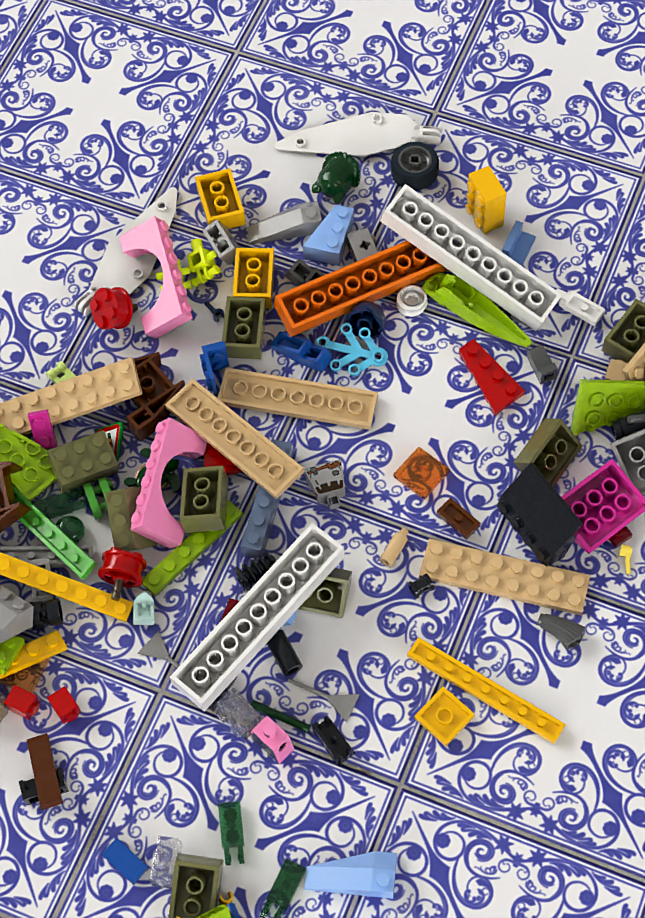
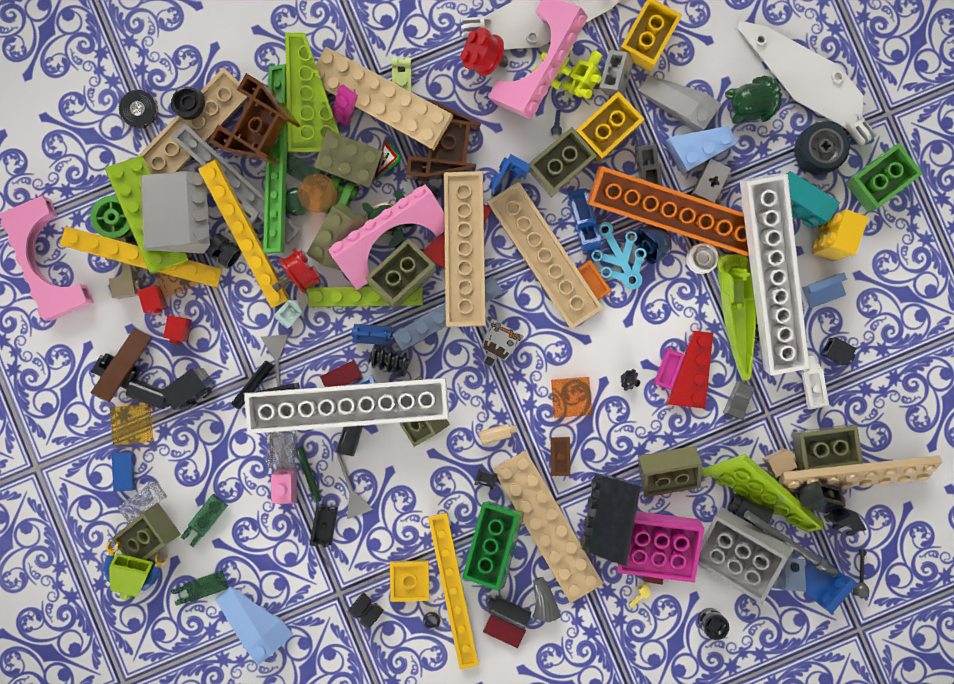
camera: 40 degrees right, 25 degrees up
(81, 503) = (317, 193): none -> clear orange tile
(89, 776) = (146, 393): none -> black brick
(96, 817) = (131, 424): none -> clear yellow tile
(119, 735) = (188, 389): none -> black brick
(167, 692) = (252, 384): none -> black axle
(224, 568) = (371, 334): none -> blue hinge
(351, 381) = (594, 279): none -> orange tile
(434, 770) = (365, 610): none -> black wheel
(448, 196) = (809, 202): none -> teal brick
(449, 420) = (629, 380): none -> black plant
(470, 390) = (669, 369): none -> dark pink tile
(474, 144) = (883, 178): none -> bright green brick
(477, 621) = (493, 545): none -> green brick
(494, 724) = (434, 626): none -> black piece
(544, 662) = (509, 611): none -> black brick
(556, 682) = (504, 631): none -> dark red tile
(571, 271) = (838, 351): none -> black brick

